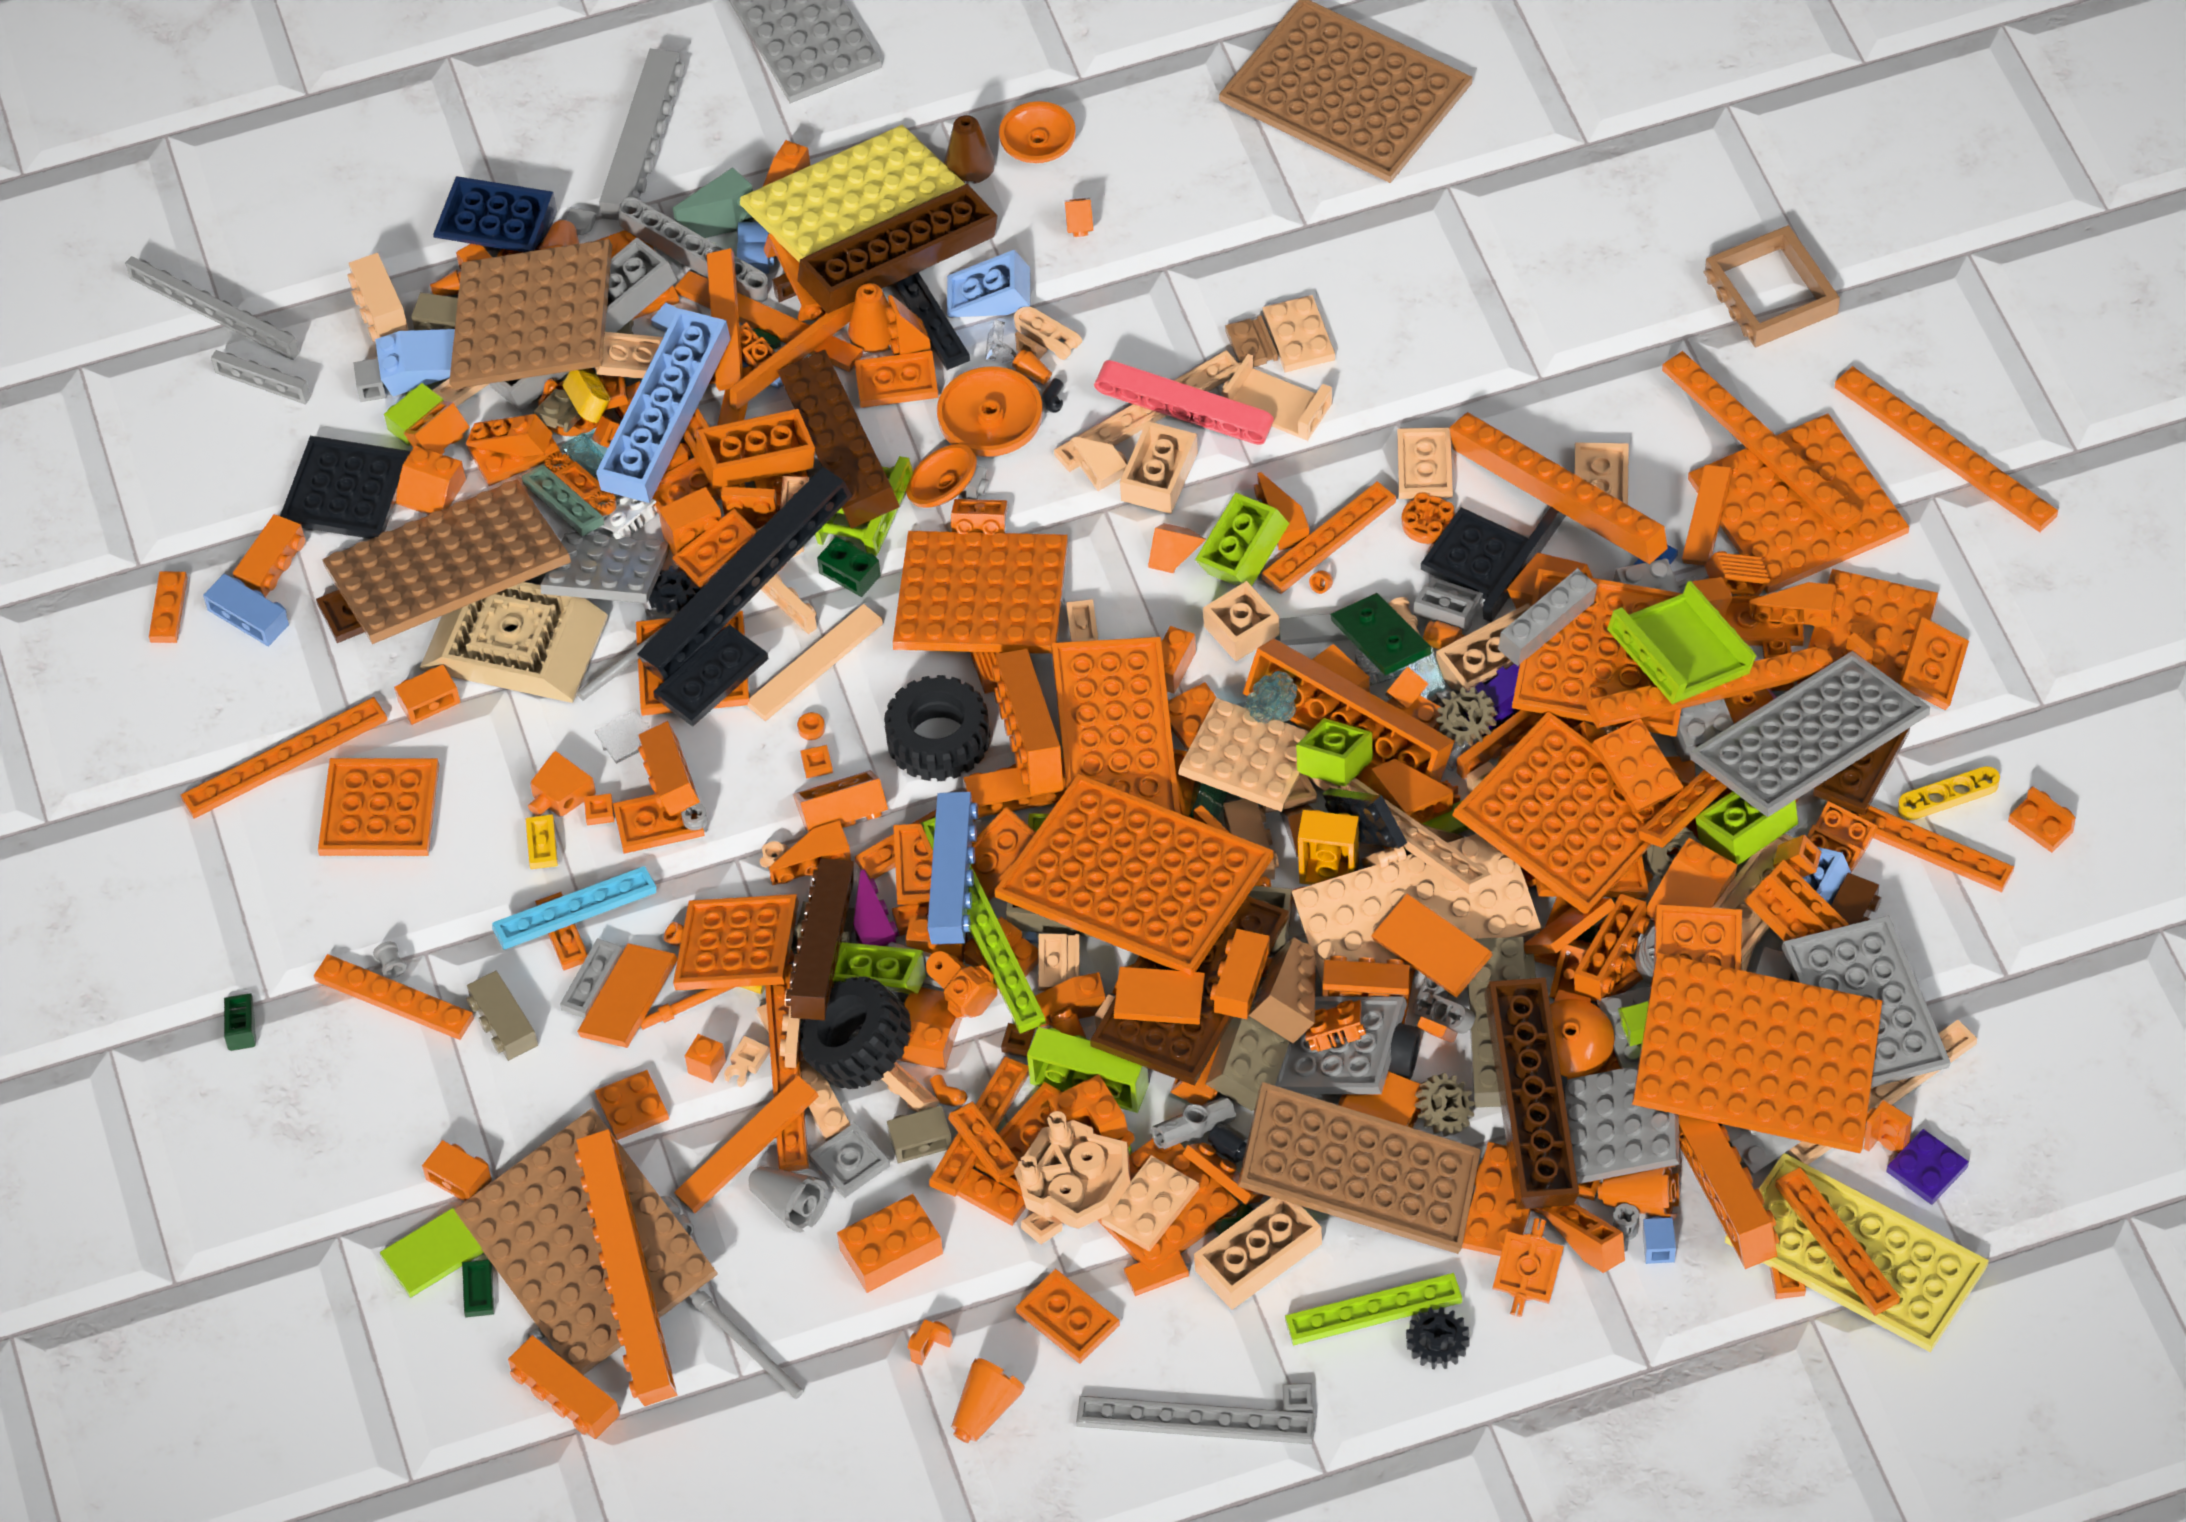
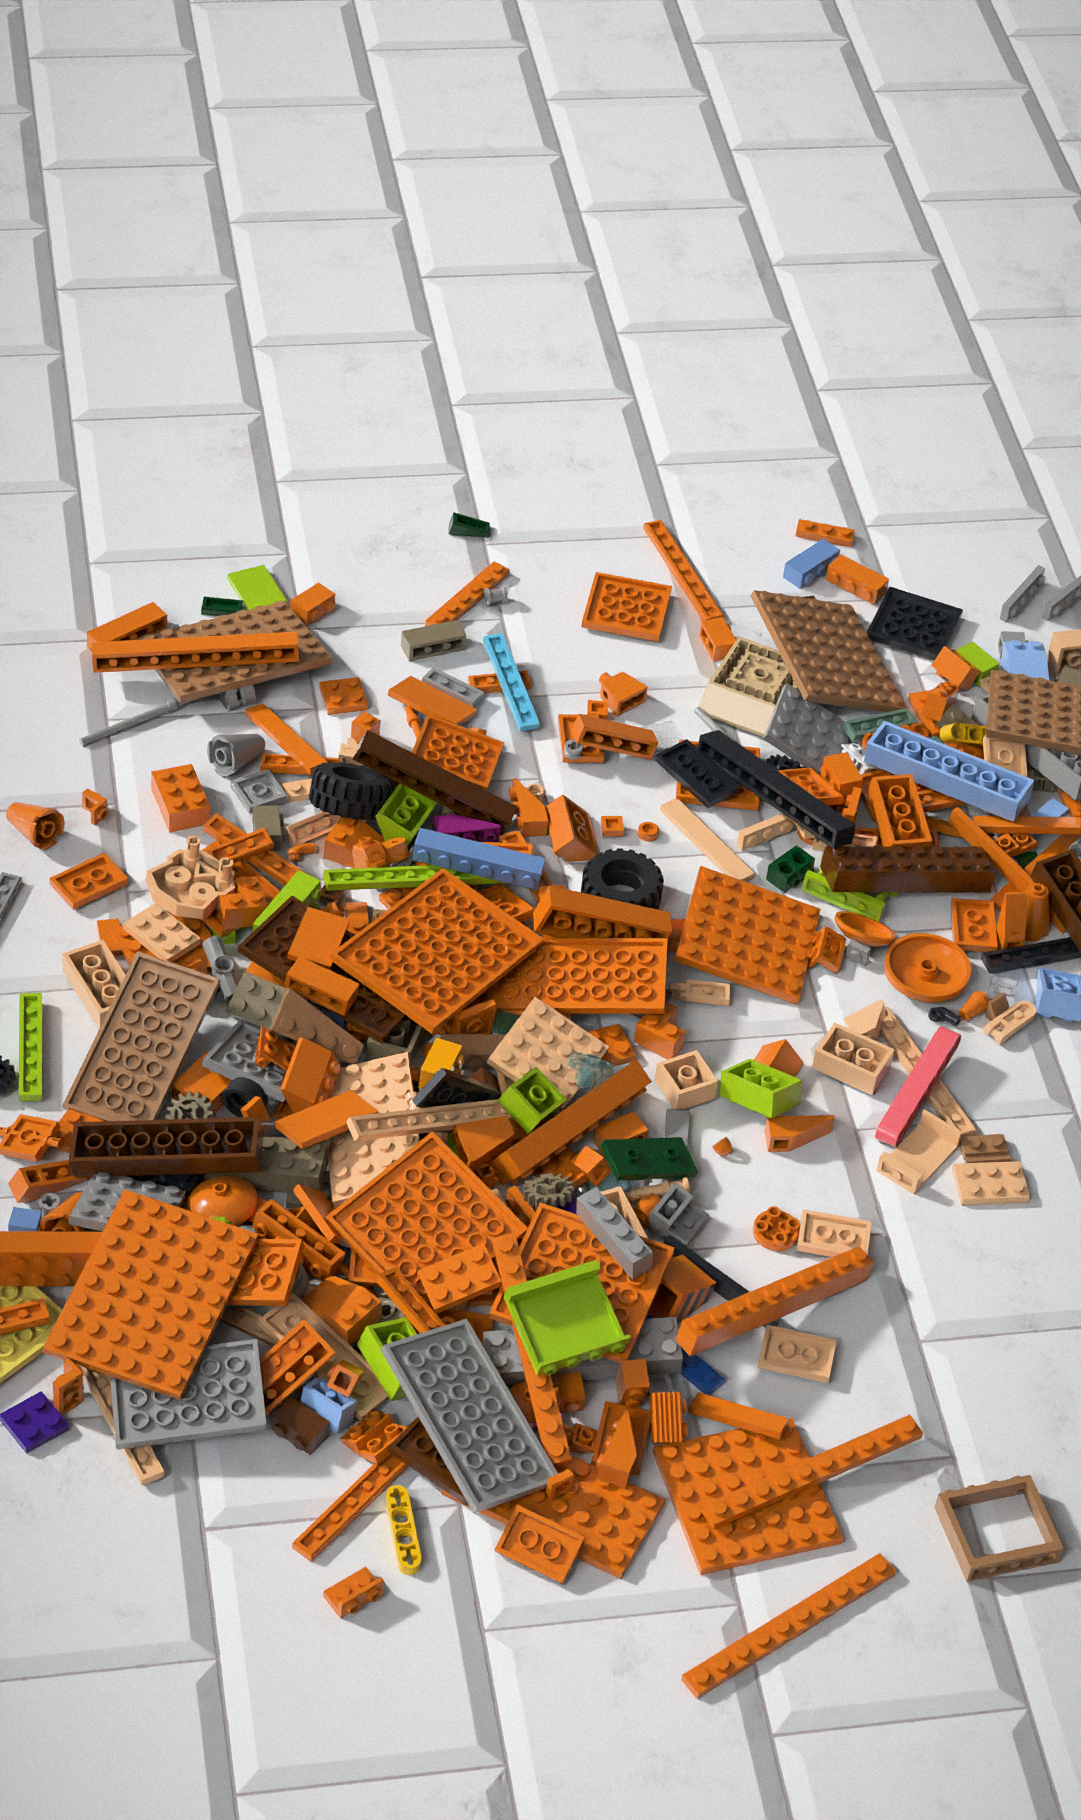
camera: 90 degrees right, 10 degrees down
(429, 481) = (912, 664): orange slope -> none
(541, 842) = (576, 679): yellow plate -> none
(1328, 537) = (766, 1159): orange plate -> none
(1473, 552) = (733, 1247): black plate -> none

